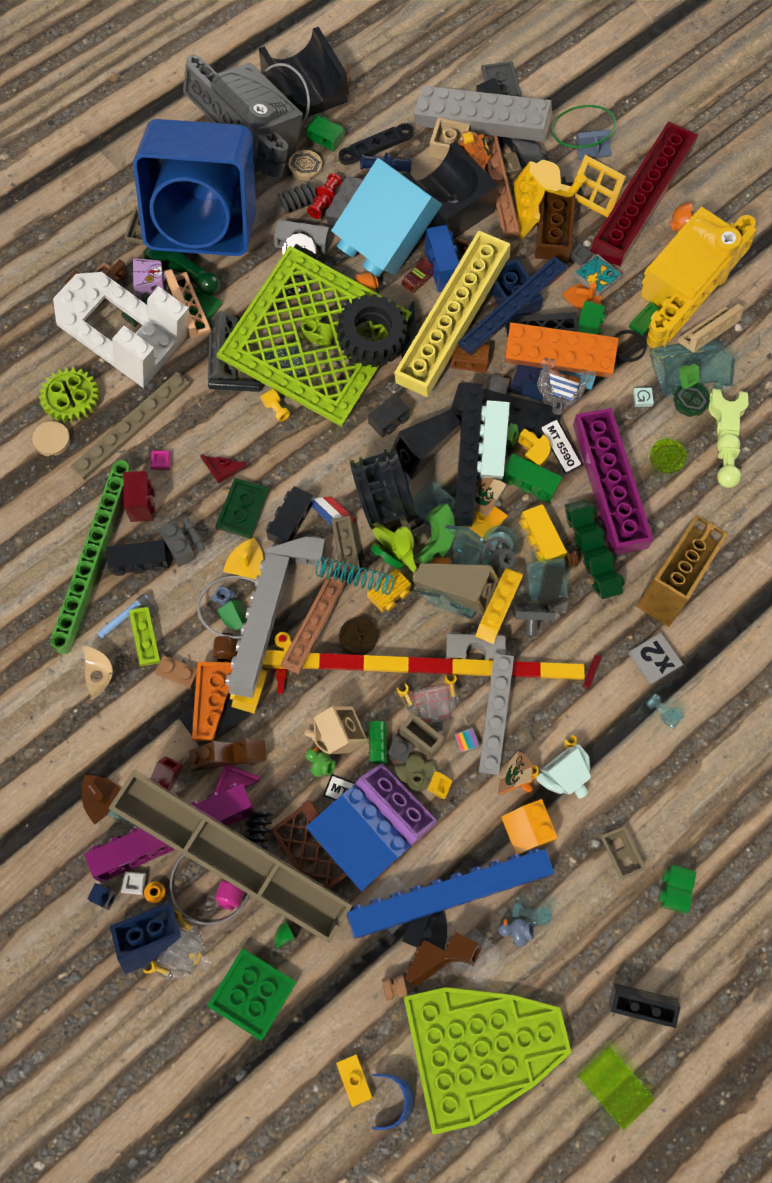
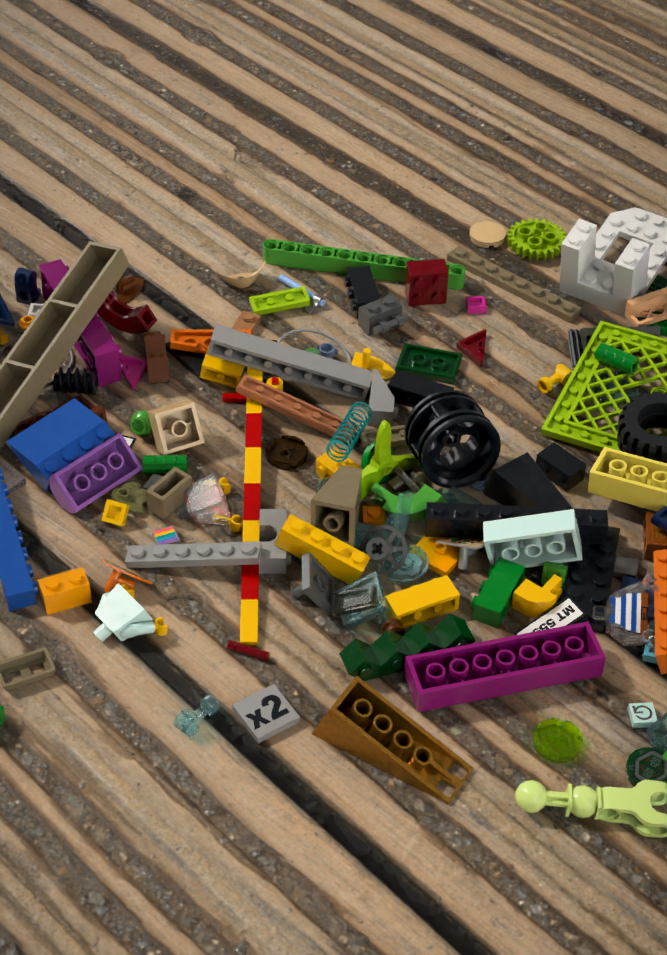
camera: 90 degrees right, 25 degrees down
(274, 348) = (617, 358): none -> green axle

